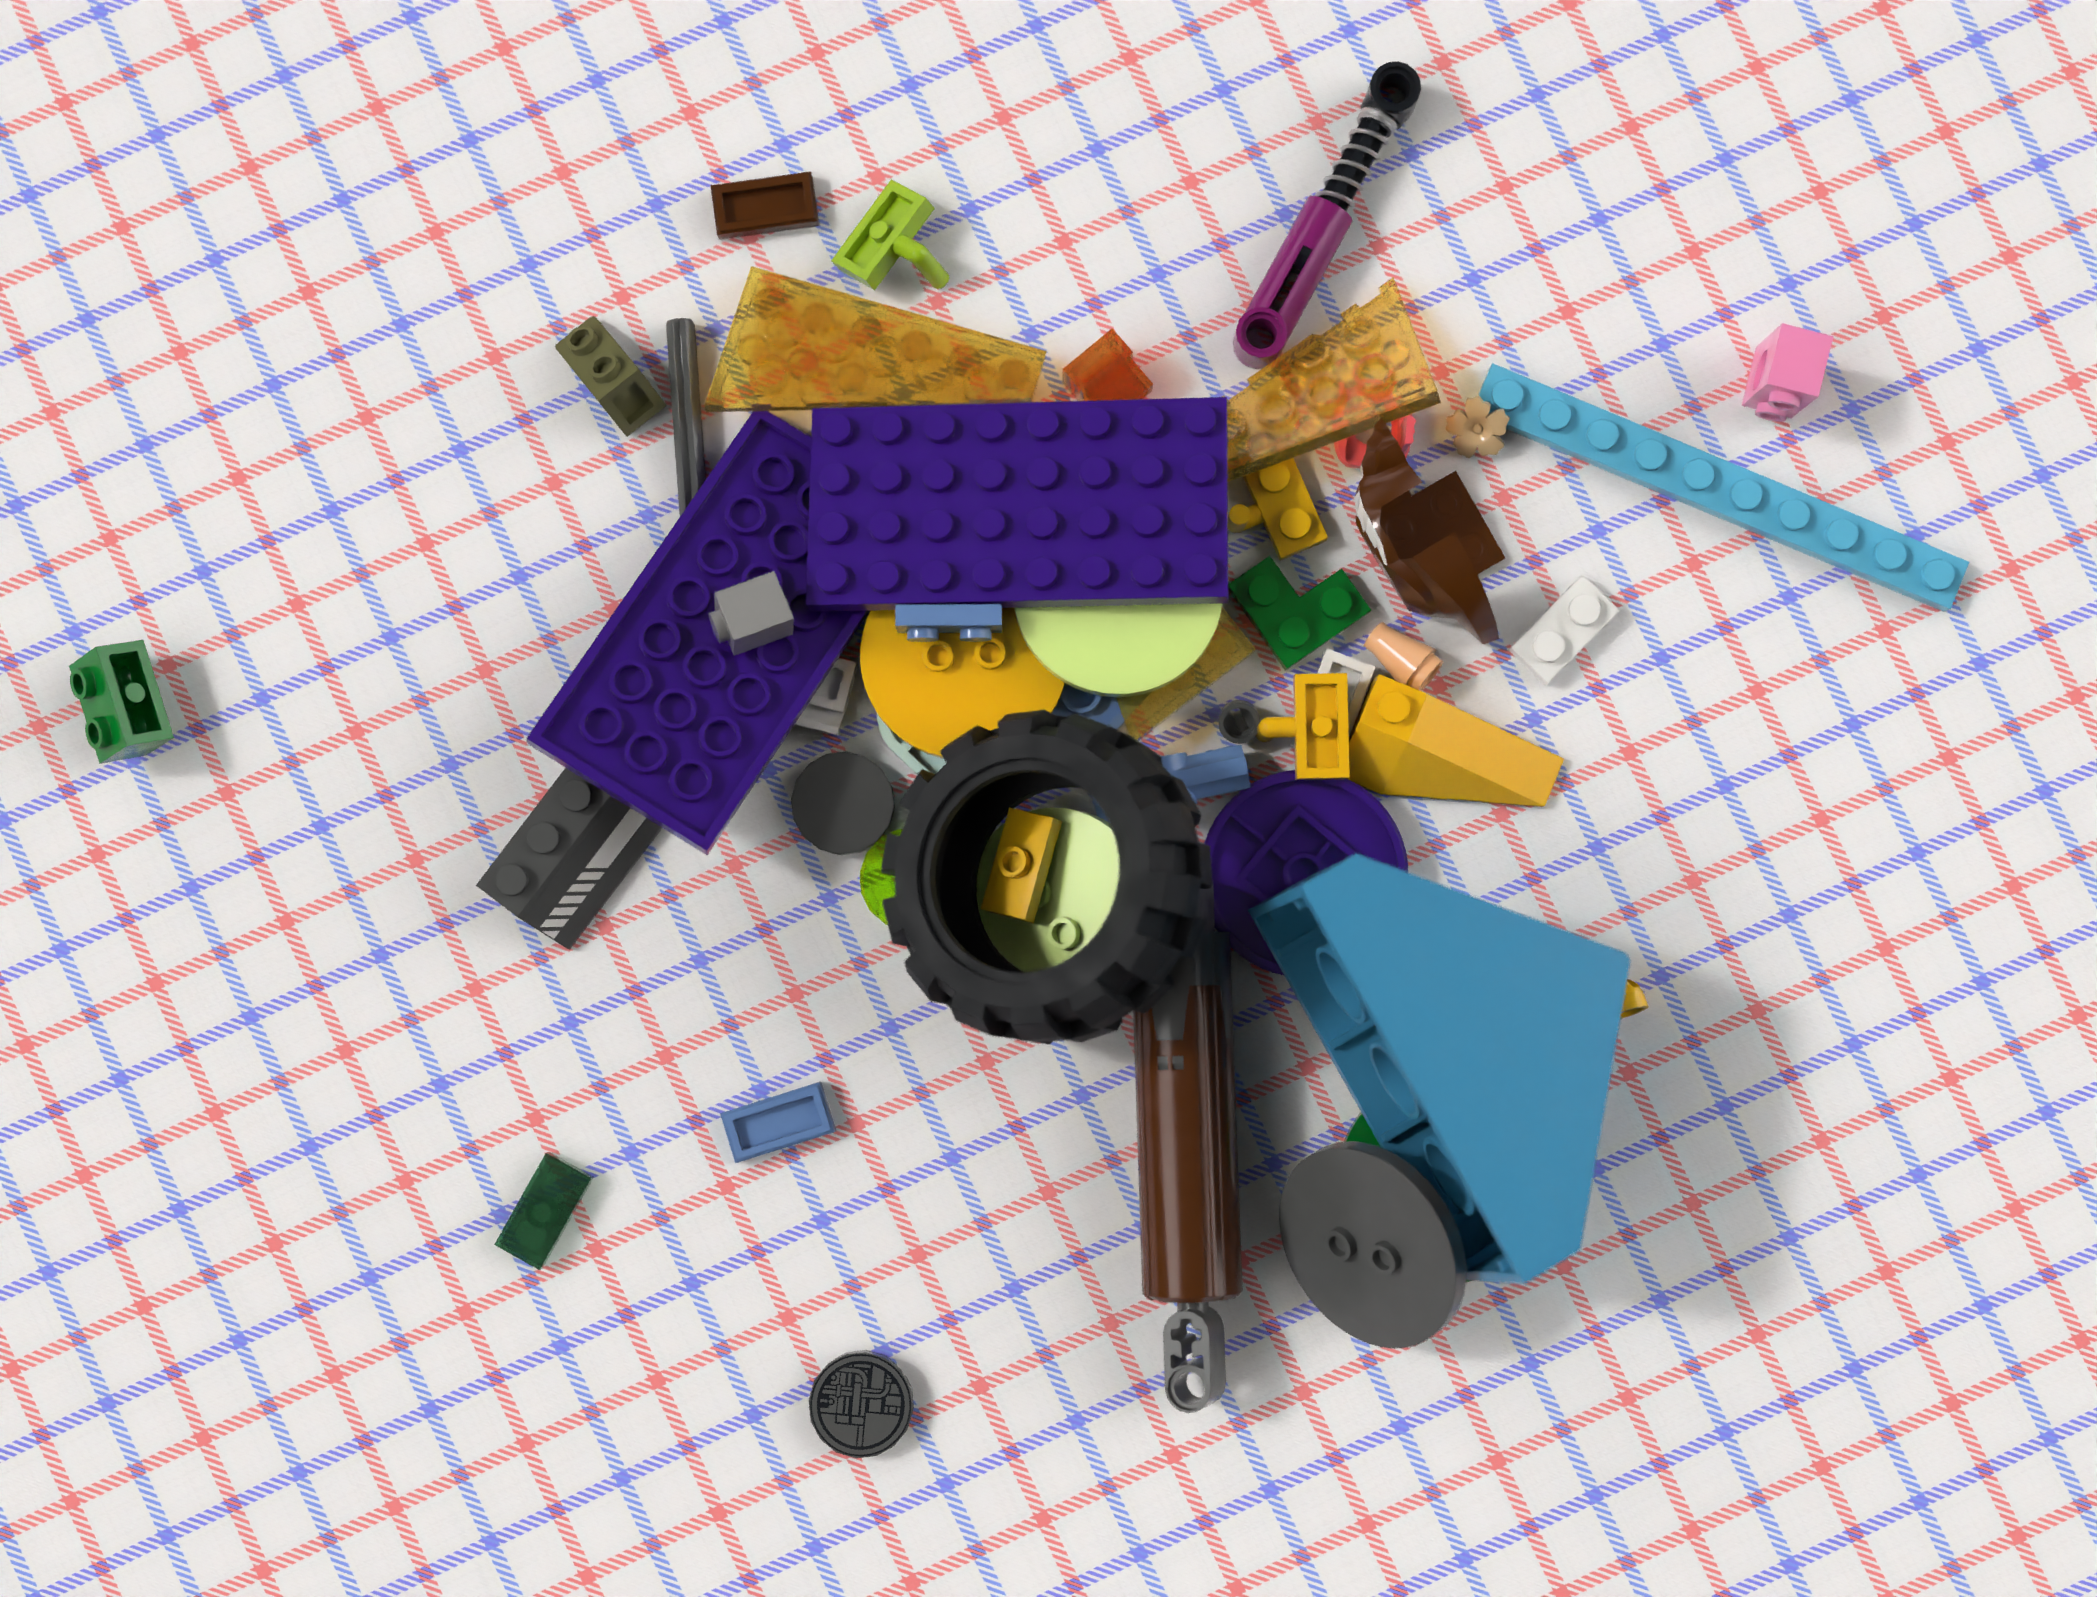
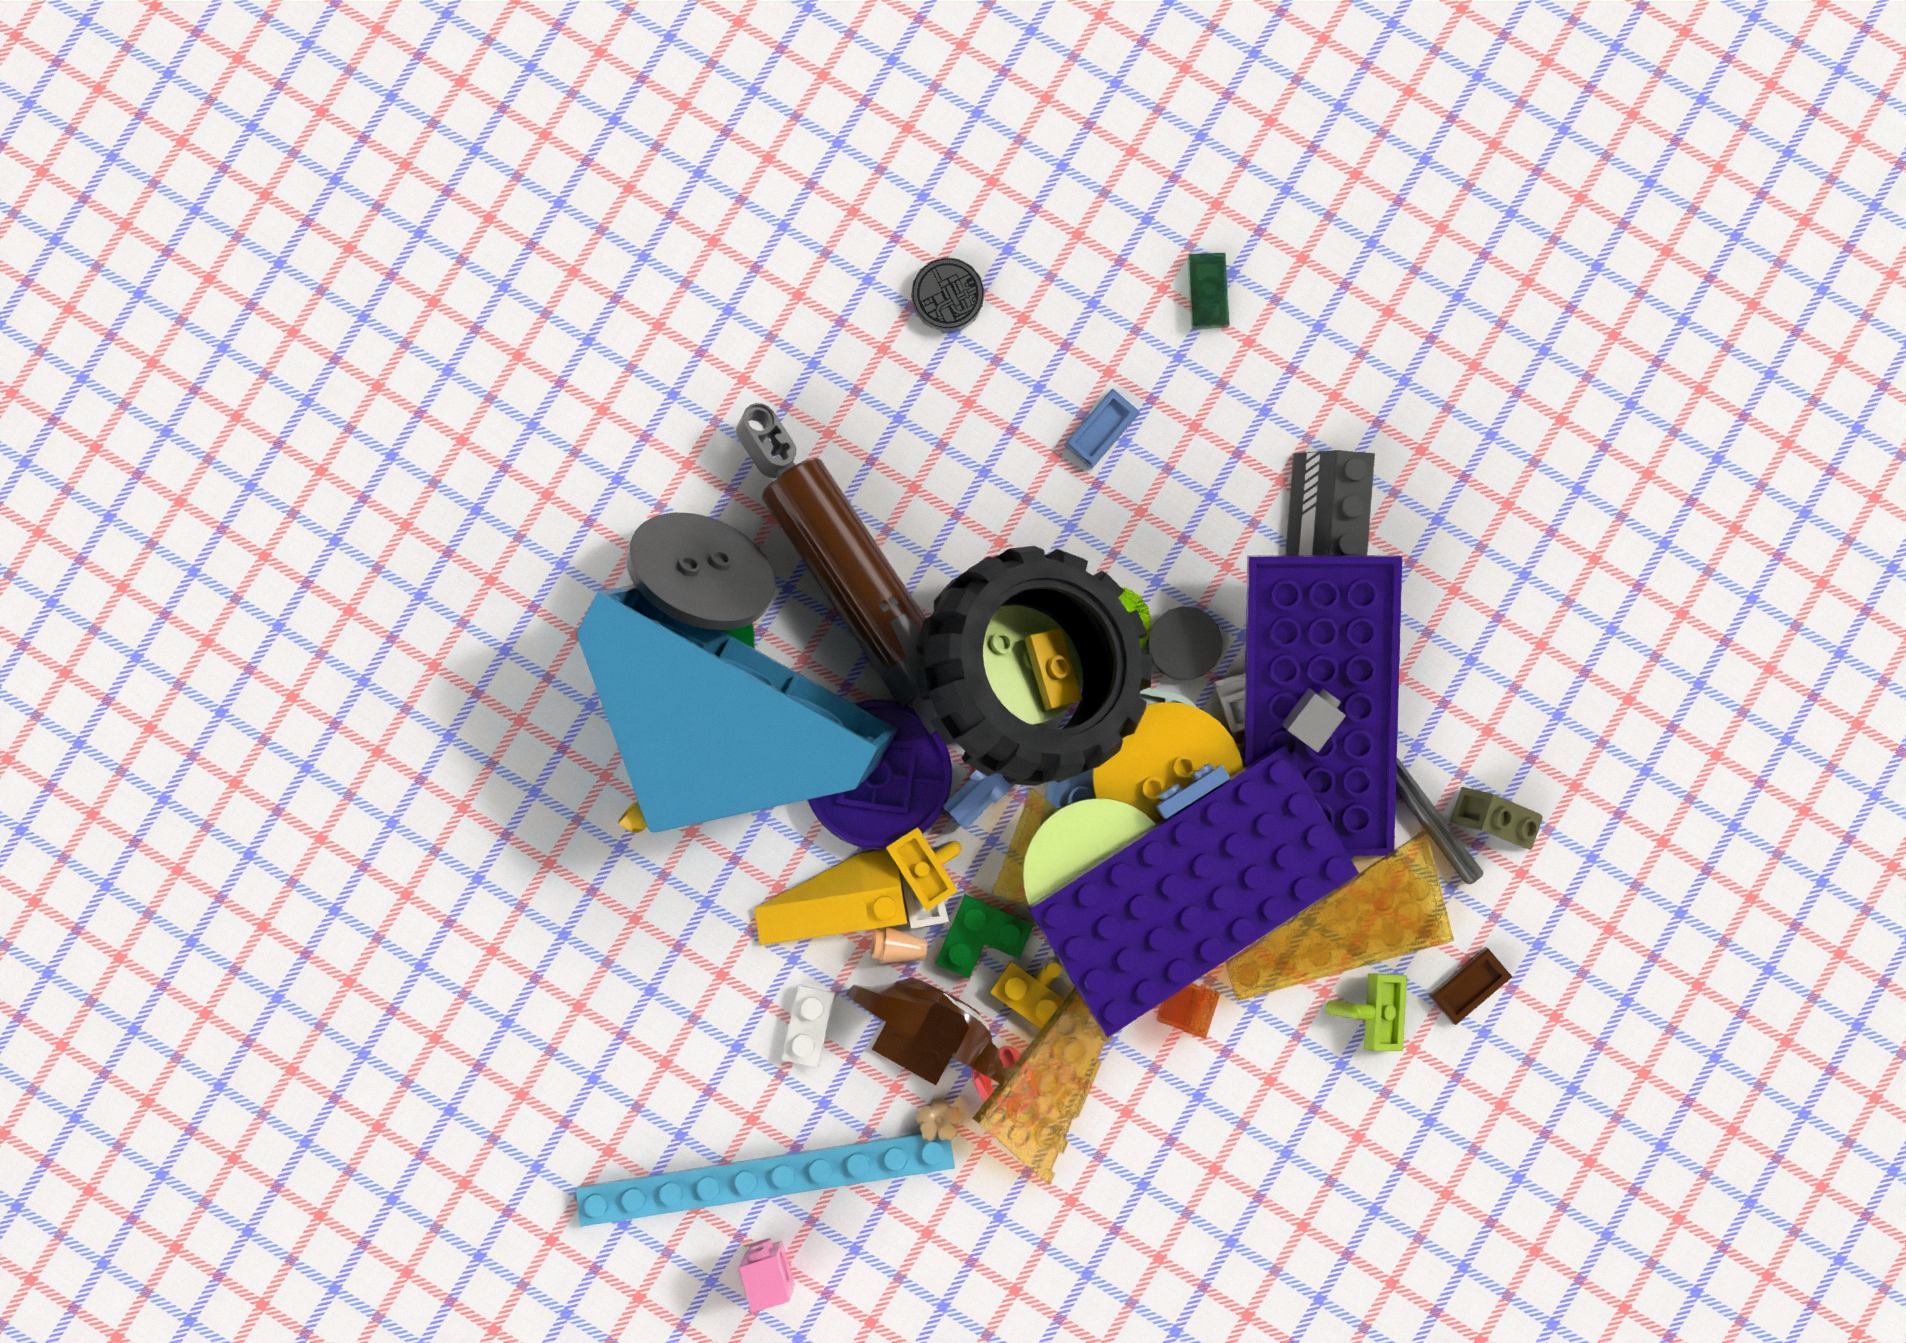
camera: 145 degrees right, 0 degrees up
(120, 701) = (1661, 431): green brick -> none
(1229, 727) = (979, 837): dark grey hinge -> none
(1324, 218) = (1117, 1195): piece -> none

